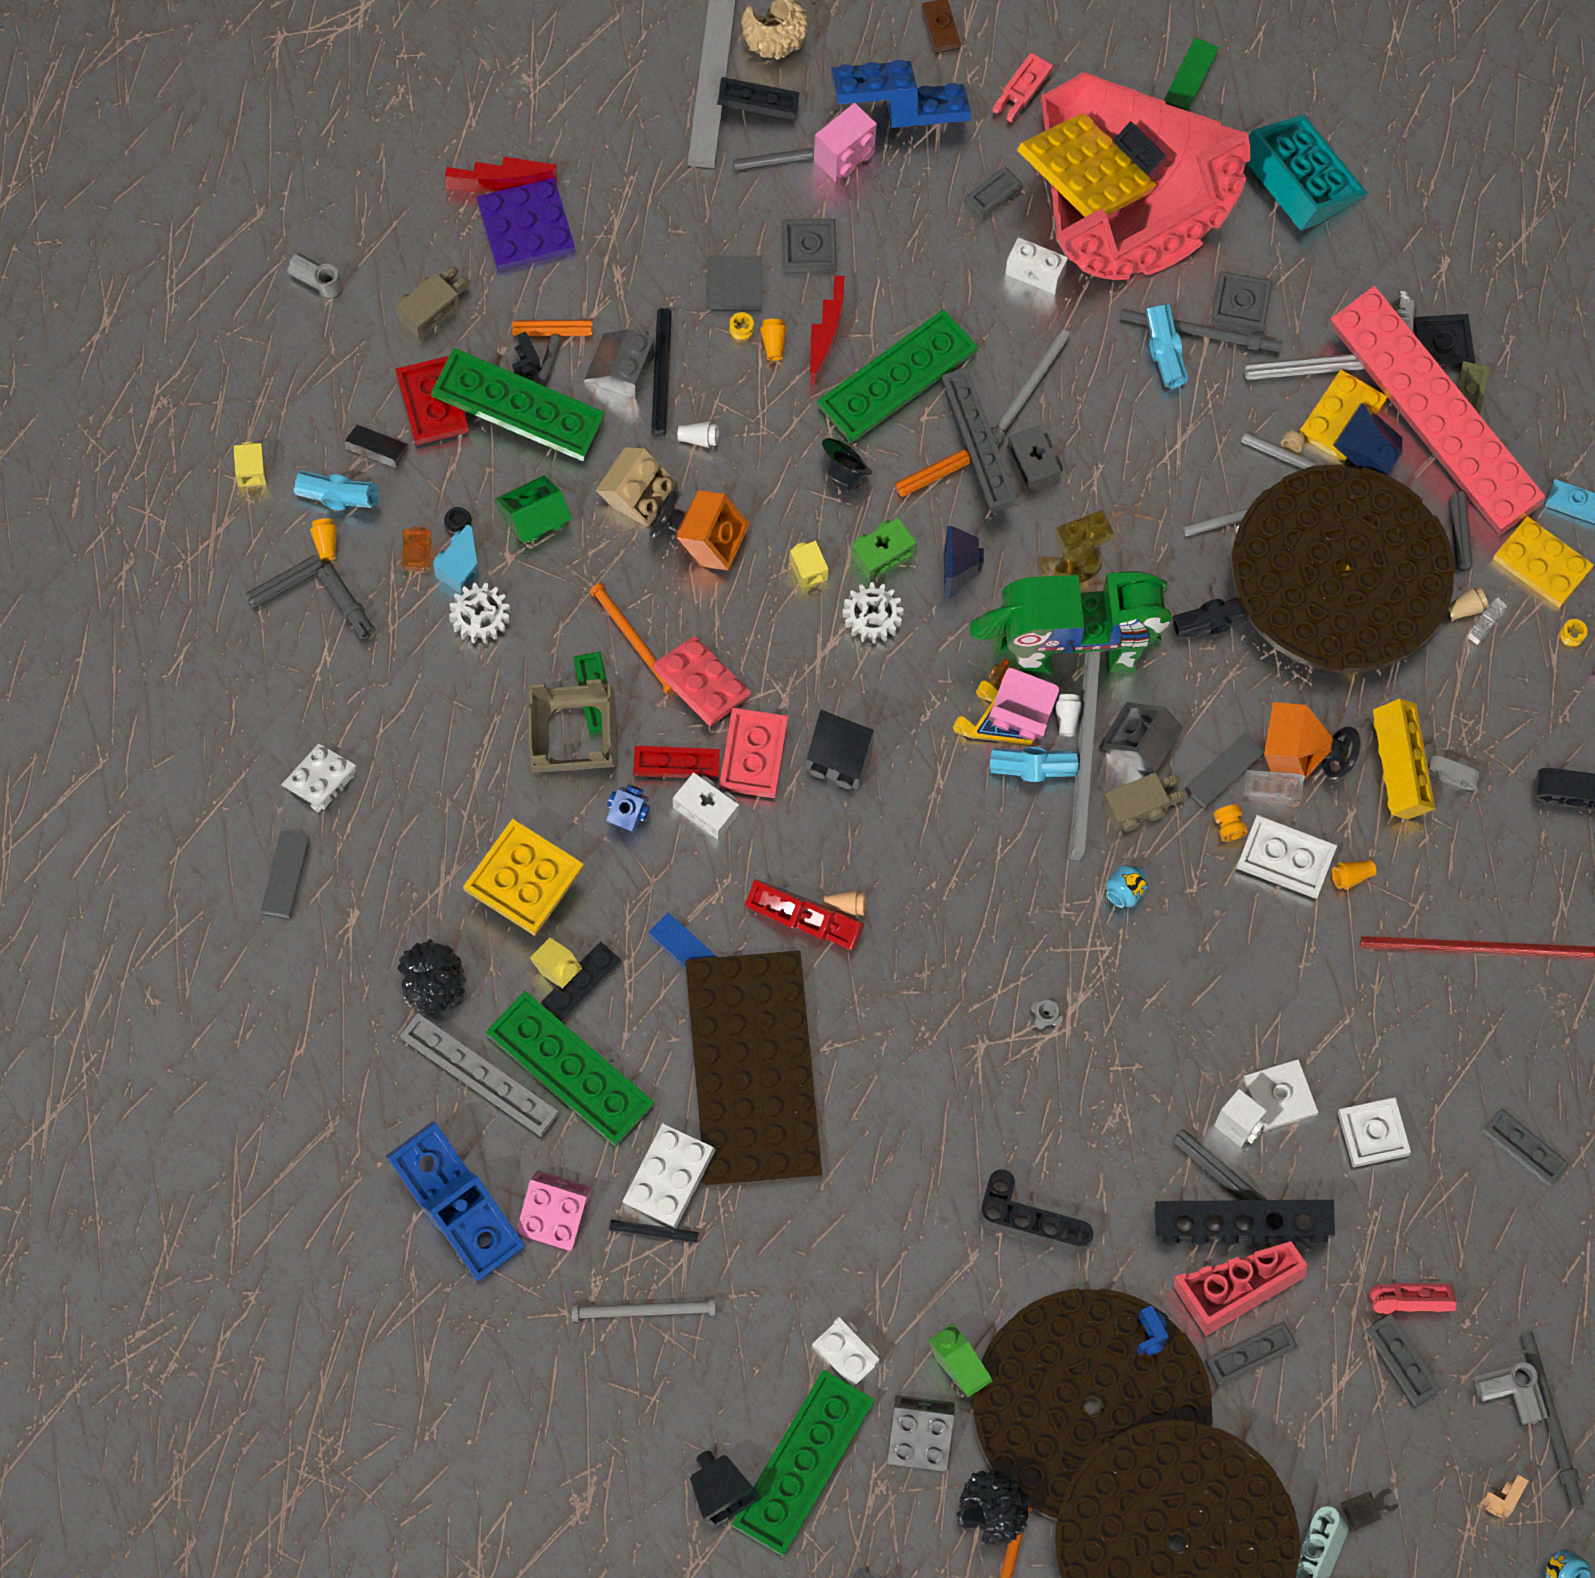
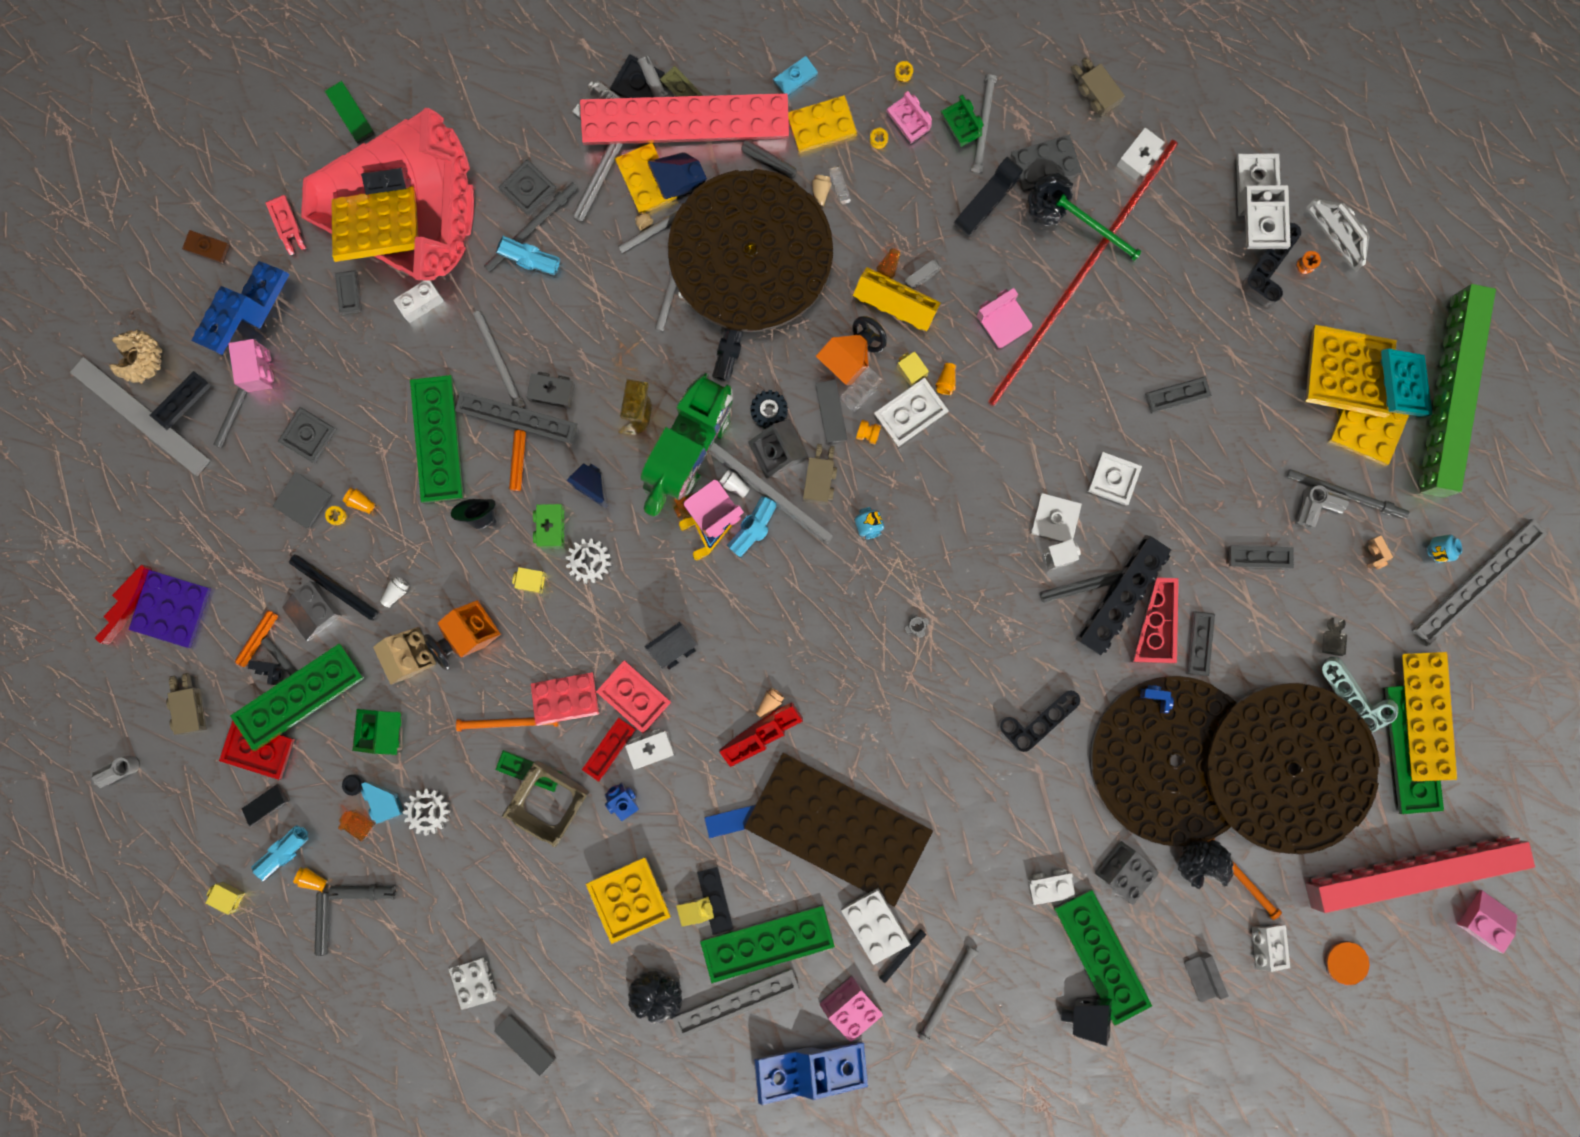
camera: 55 degrees left, 15 degrees up
(825, 334) = (378, 467): red slope -> none
(959, 1360) = (1103, 824): bright green slope -> none
(1189, 690) = (759, 405): none -> black bush
(1302, 171) = (464, 87): teal slope -> none
(1338, 825) = (912, 368): none -> light yellow brick
(1412, 1297) = (1229, 525): coral hinge -> none
(1439, 729) = (889, 263): none -> clear orange cone
(1459, 349) = (652, 77): none -> light grey pin
(1469, 892) = (1004, 318): none -> bright pink bracket

